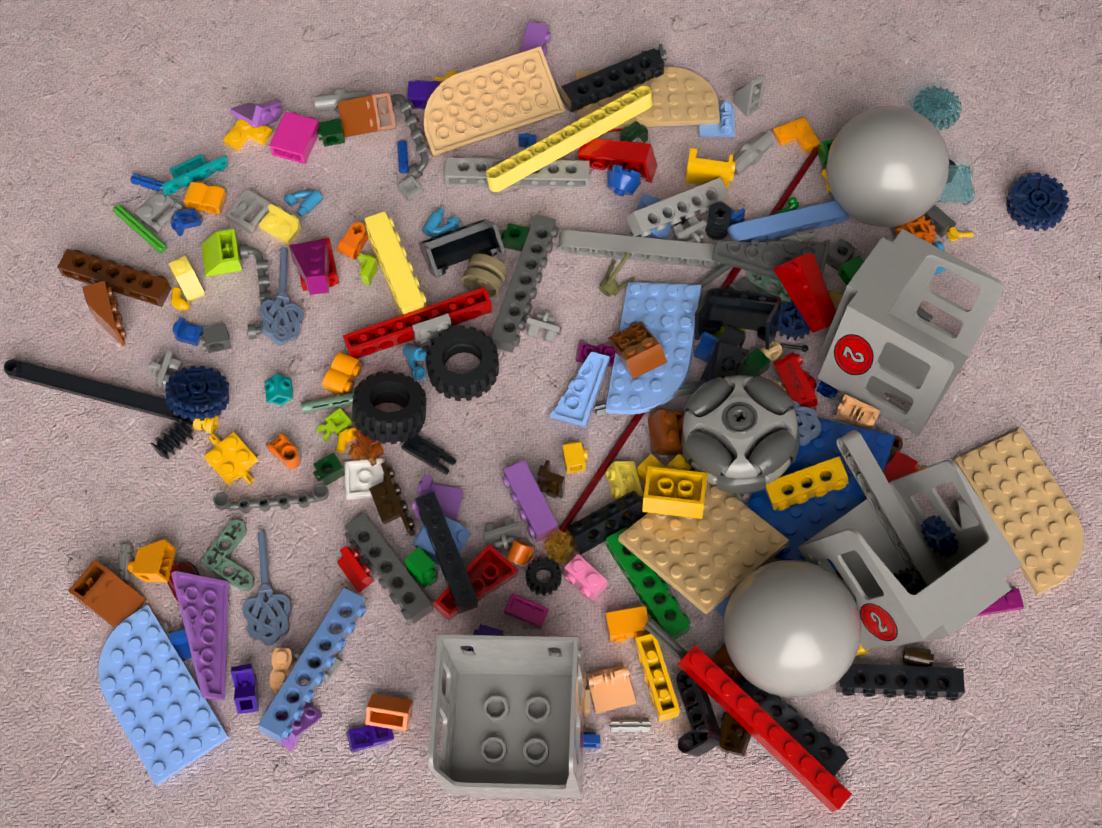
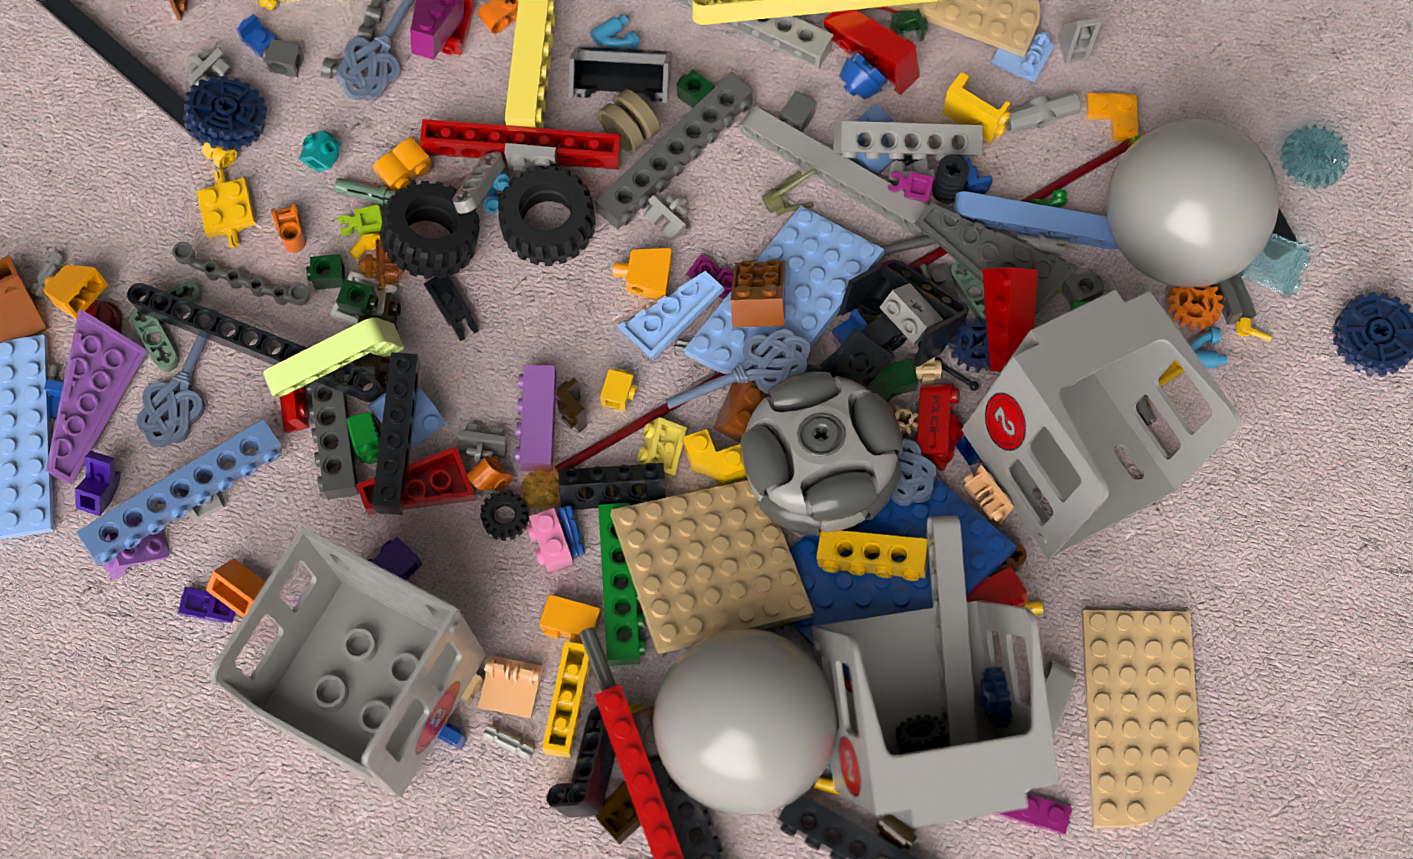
camera: 25 degrees right, 5 degrees up
(173, 439) = (171, 156): black piece -> none
(282, 663) = (150, 472): light nougat brick -> none
(298, 534) = (243, 335): none -> black beam
(356, 472) = (350, 291): none -> dark green brick
(368, 268) = (500, 54): lime bracket -> none
(369, 524) = (365, 337): none -> yellowish green beam
(407, 360) = (478, 182): none -> light grey beam
(448, 497) = (438, 368): medium lavender bracket -> none
(526, 610) = (462, 546): dark pink plate -> none
(550, 371) = (646, 272): none -> light orange torso
(587, 555) = (571, 531): none -> blue axle
(592, 220) = (798, 111): none -> dark grey brick
(671, 394) = (768, 365): none -> sand blue piece
(674, 492) = (704, 488): yellow brick -> none
(700, 235) = (916, 187): none -> magenta plate
(744, 317) = (910, 312): none -> light grey brick

